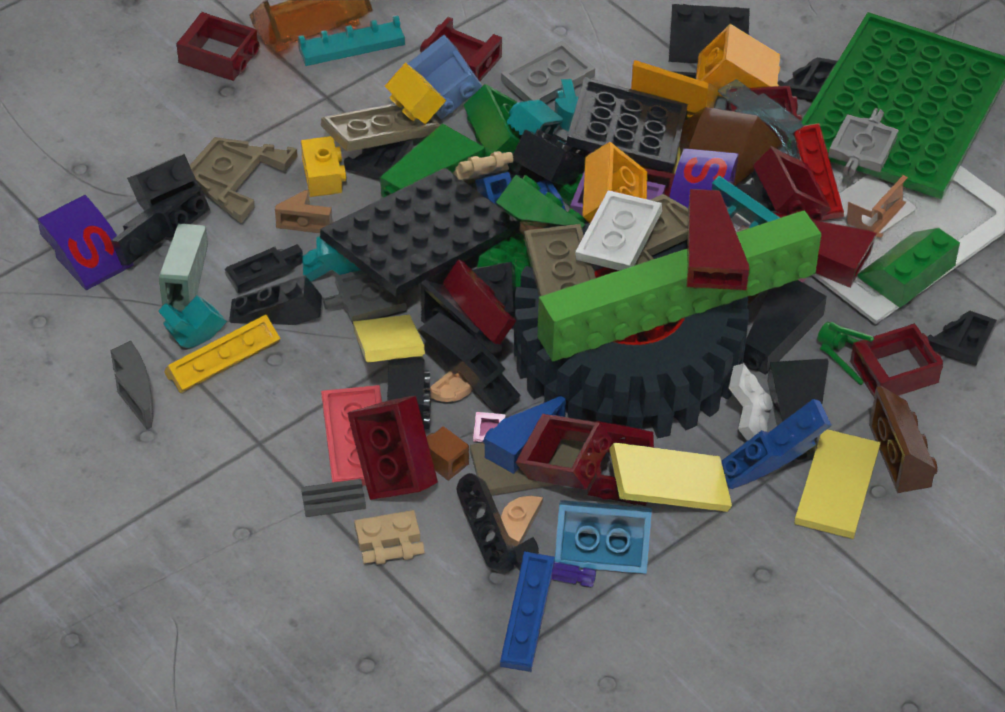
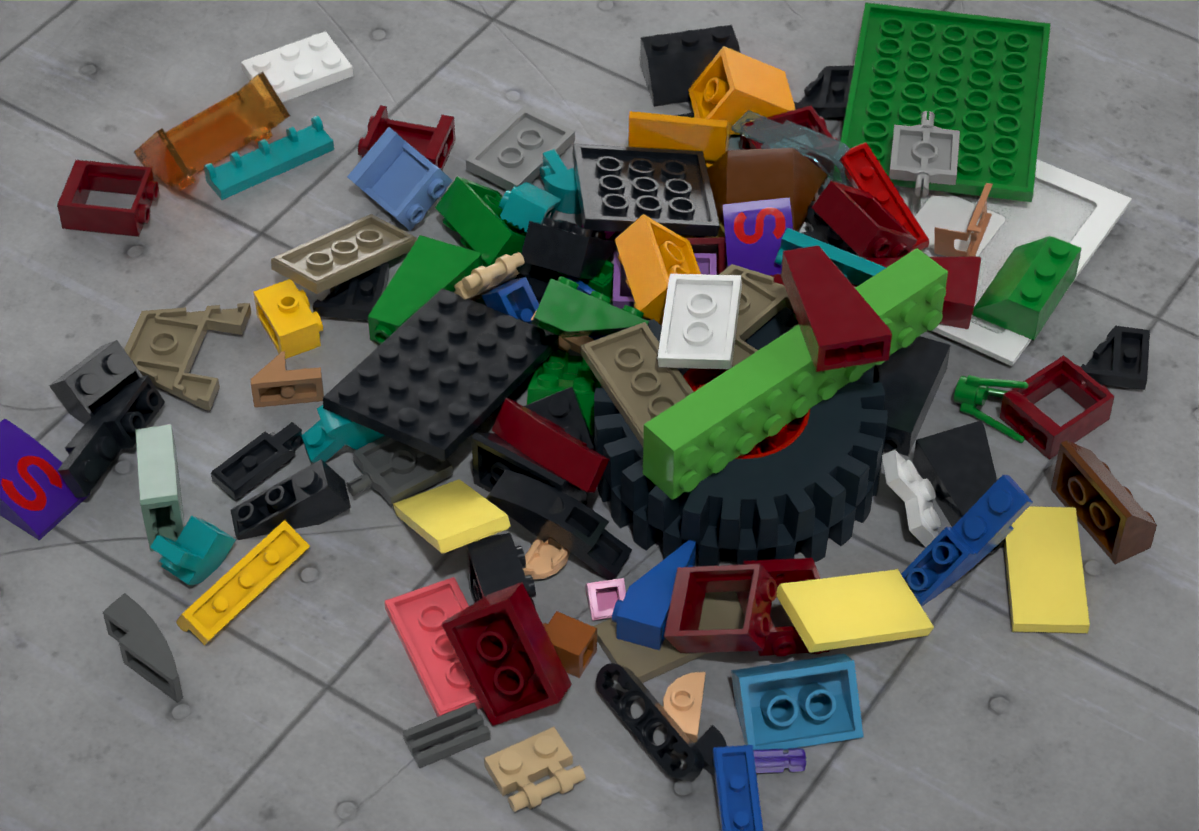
camera: 15 degrees left, 0 degrees up
(414, 93) = (376, 205): yellow brick -> none

